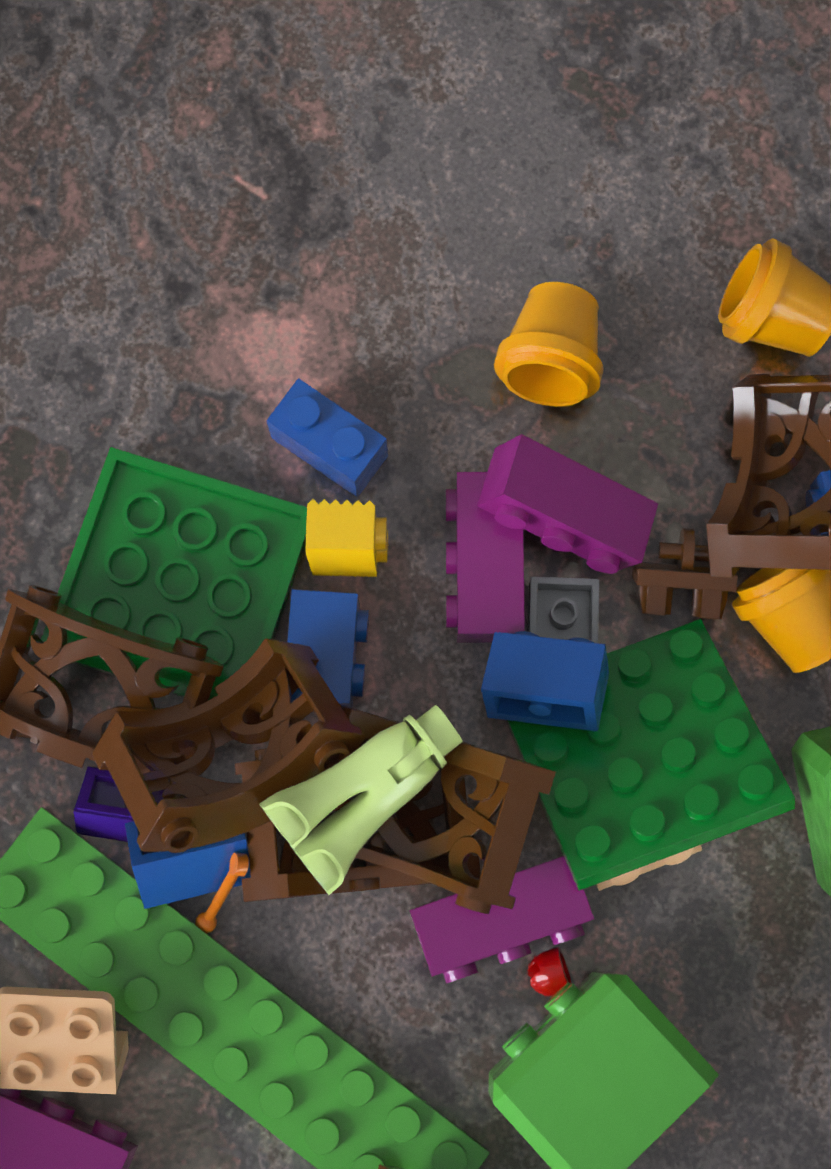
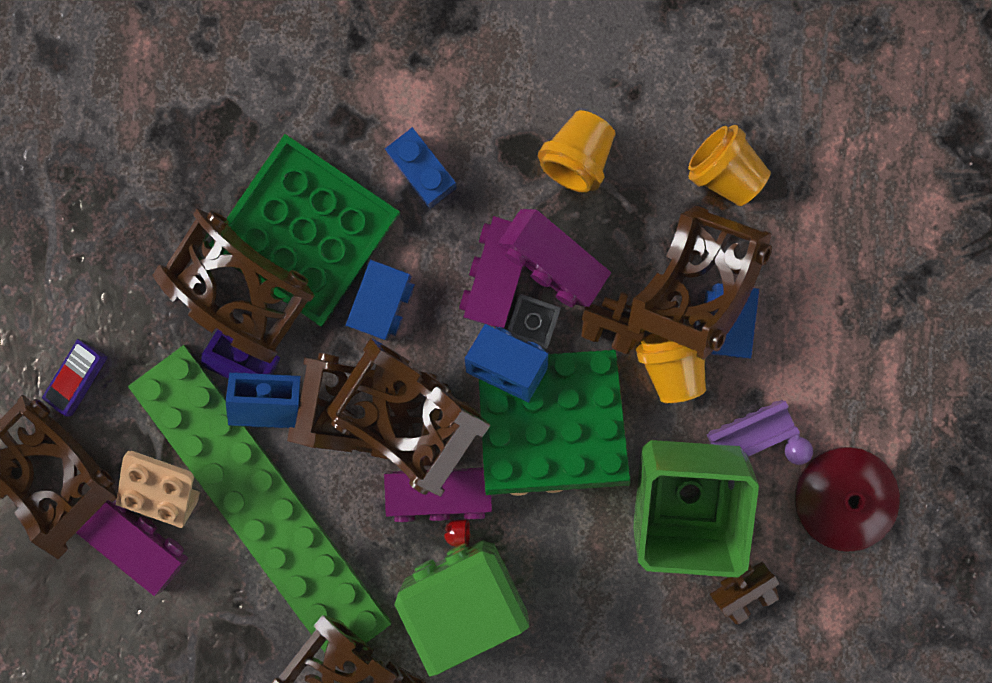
camera: 15 degrees right, 10 degrees up
(182, 742) = (282, 386): reddish brown fence -> none
(238, 867) = (289, 419): orange hinge -> none
(345, 539) = (411, 238): yellow brick -> none
(387, 776) = (359, 407): yellowish green piece -> none

